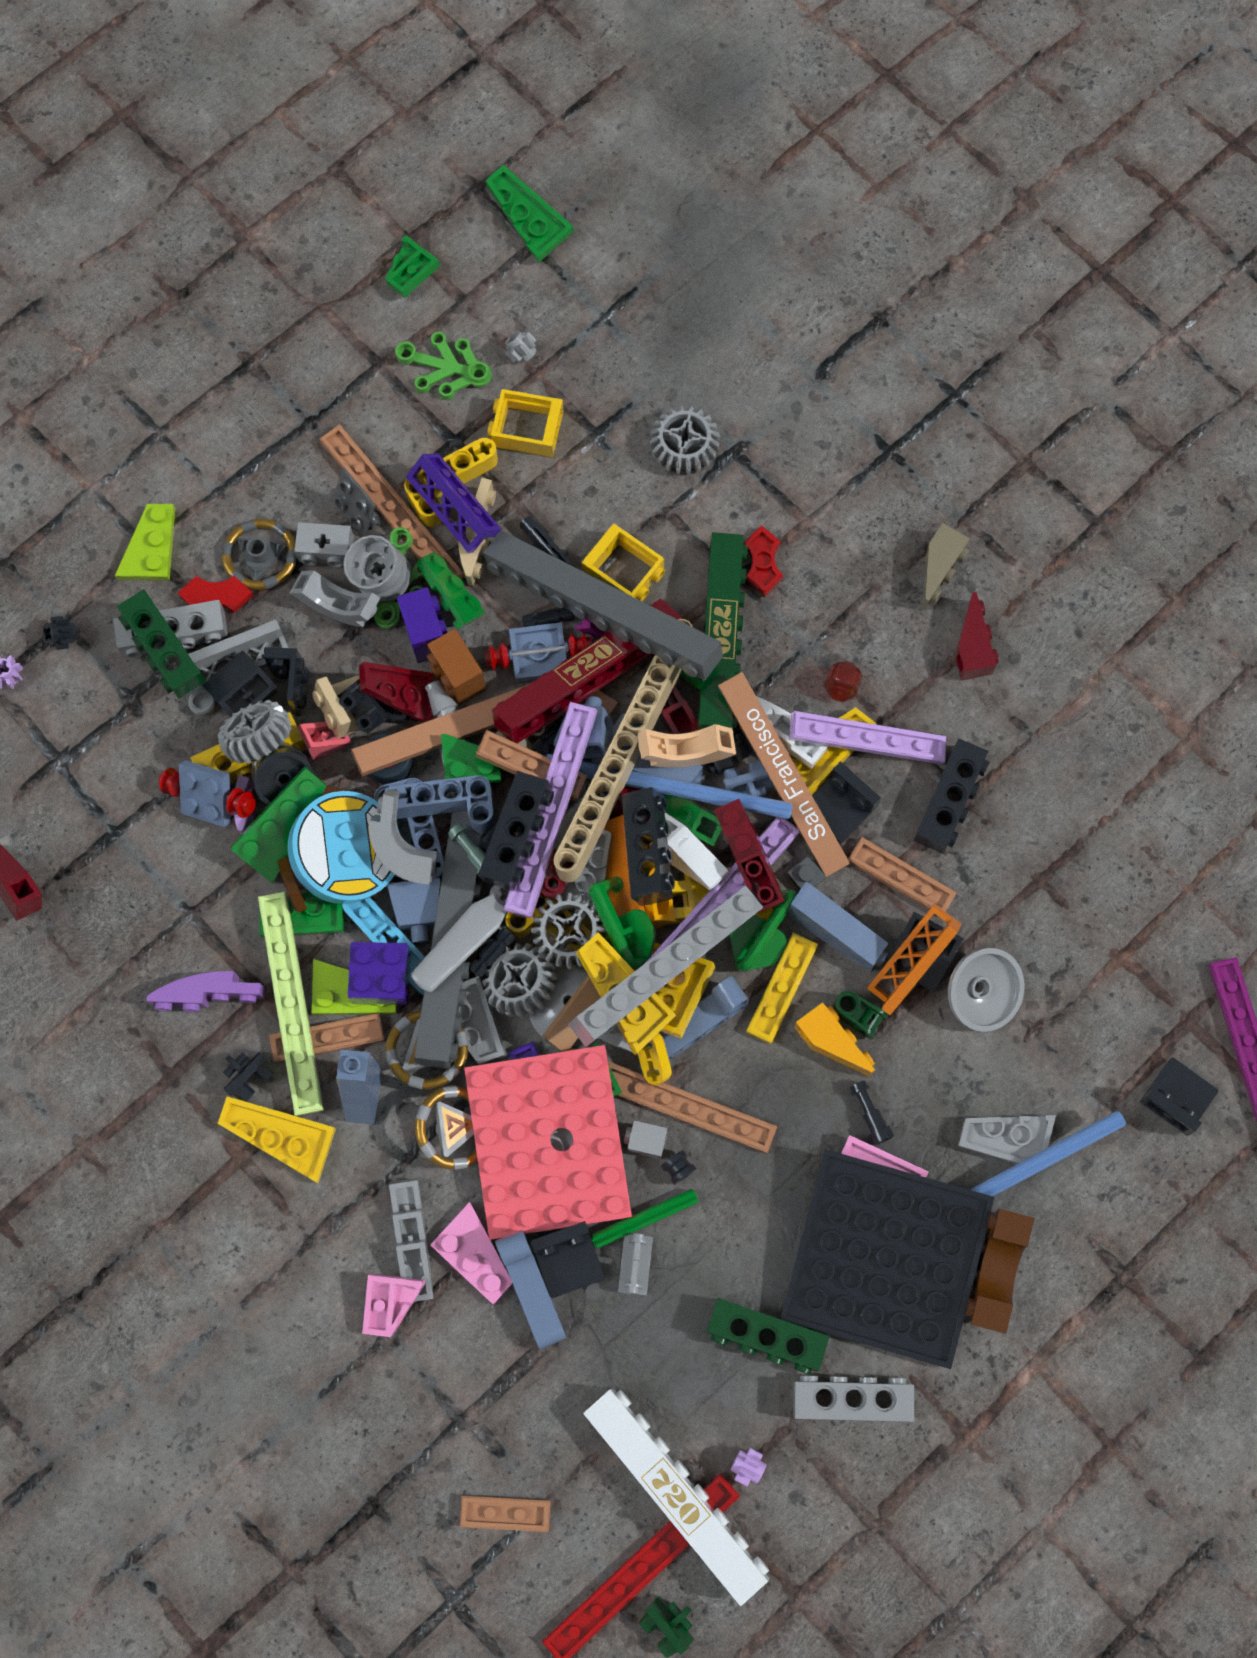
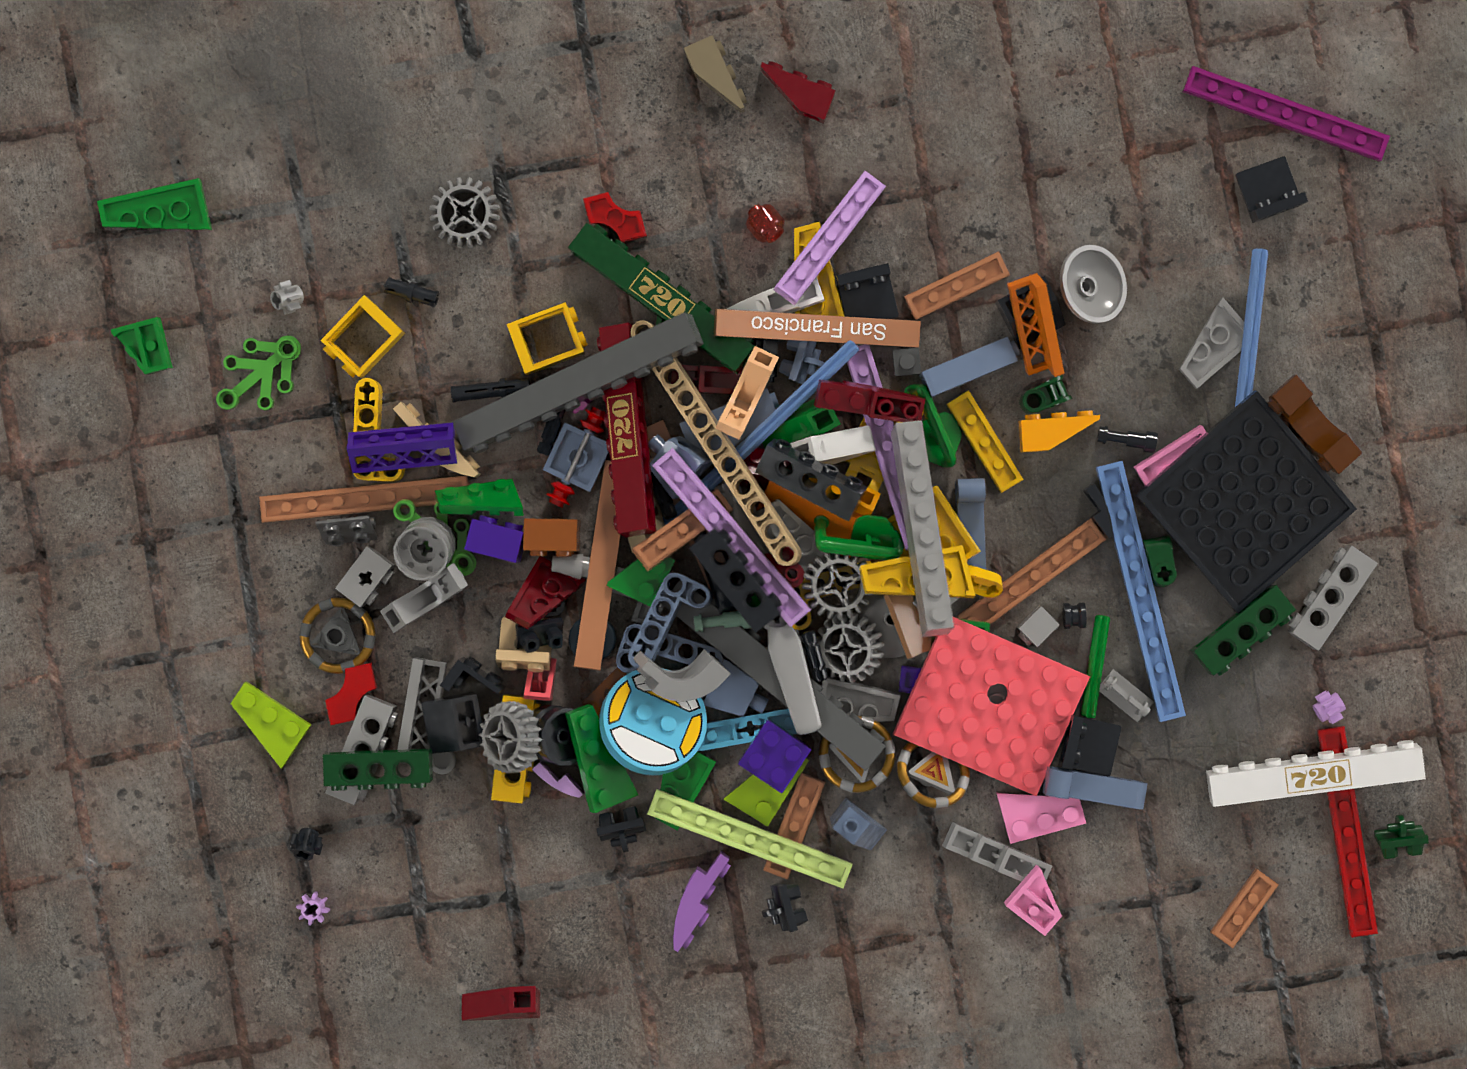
camera: 60 degrees left, 15 degrees up
(206, 793) = (531, 805): sand blue plate -> none
(229, 889) = (632, 825): none -> black hips
(286, 1137) = (859, 902): yellow wing -> none
(292, 884) = (655, 781): reddish brown plate -> none
(590, 439) = (411, 292): none -> black pin
(739, 1216) = (1141, 592): none -> medium blue plate
(782, 1211) = (1160, 555): none -> dark green piece
(784, 1133) = (1102, 517): none -> black slope
(966, 757) = (934, 239): black brick -> none

